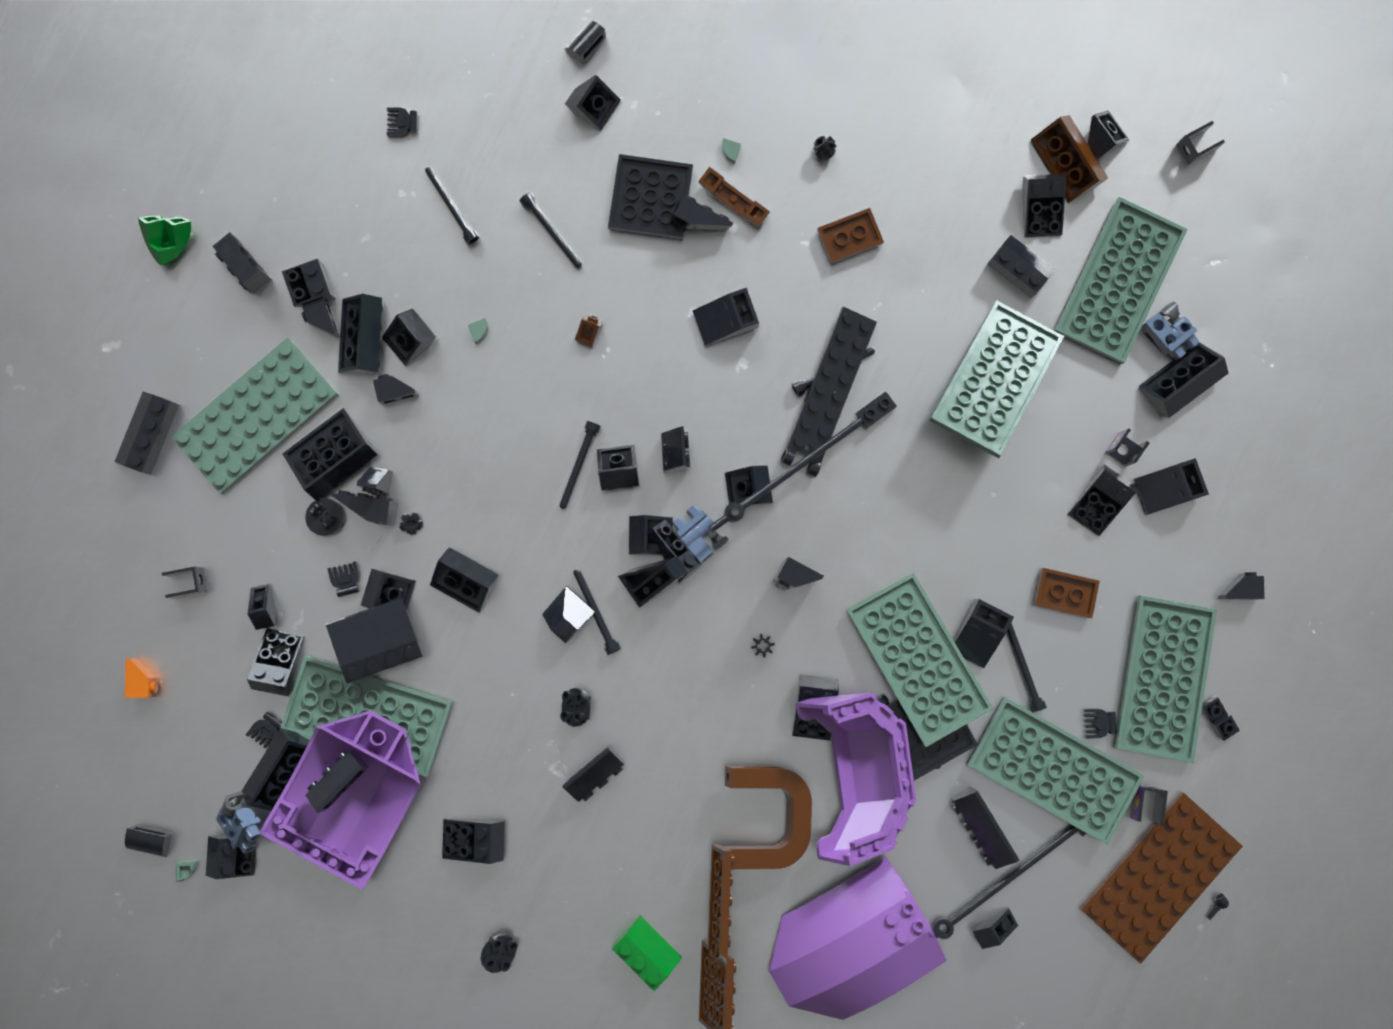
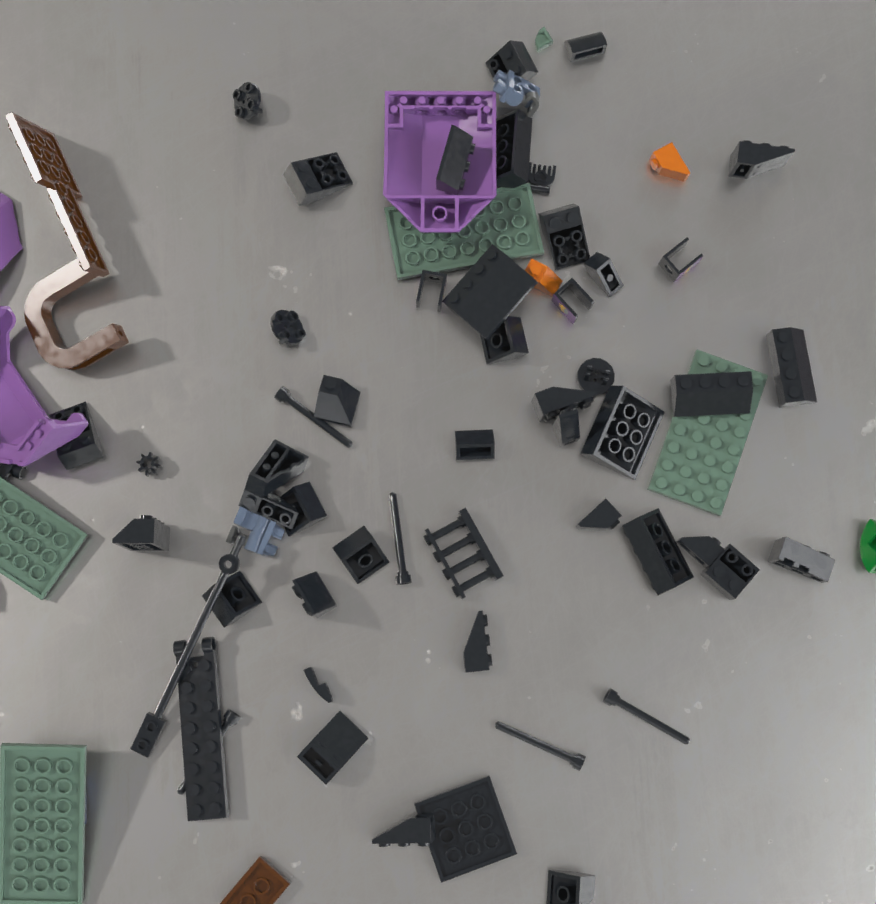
camera: 145 degrees right, 5 degrees down
(61, 642) = (755, 159): none -> black slope
(231, 443) = (712, 394): none -> black slope
(294, 598) = (578, 292): none -> black piece
(318, 633) = (547, 280): none -> orange slope
(346, 581) = (545, 332): black piece -> none
(403, 121) = (735, 775): black piece -> none
(408, 336) = (614, 573): black slope -> none
(410, 523) = (517, 409): black plant -> none
(410, 676) = (426, 275): none -> black piece
(463, 579) = (444, 385): black slope -> none
(466, 512) = (474, 444): none -> black brick
(478, 329) = (555, 613): sand green tile -> none
(512, 431) = (482, 554): none -> black fence
(562, 335) = (475, 652): none -> black slope
(588, 330) = (454, 667): reddish brown bracket -> none
(594, 774) = (242, 281): black slope -> none
(646, 953) = (123, 161): green slope -> none
(710, 371) = (323, 689): none -> black slope
(732, 198) = (385, 869): reddish brown slope -> none

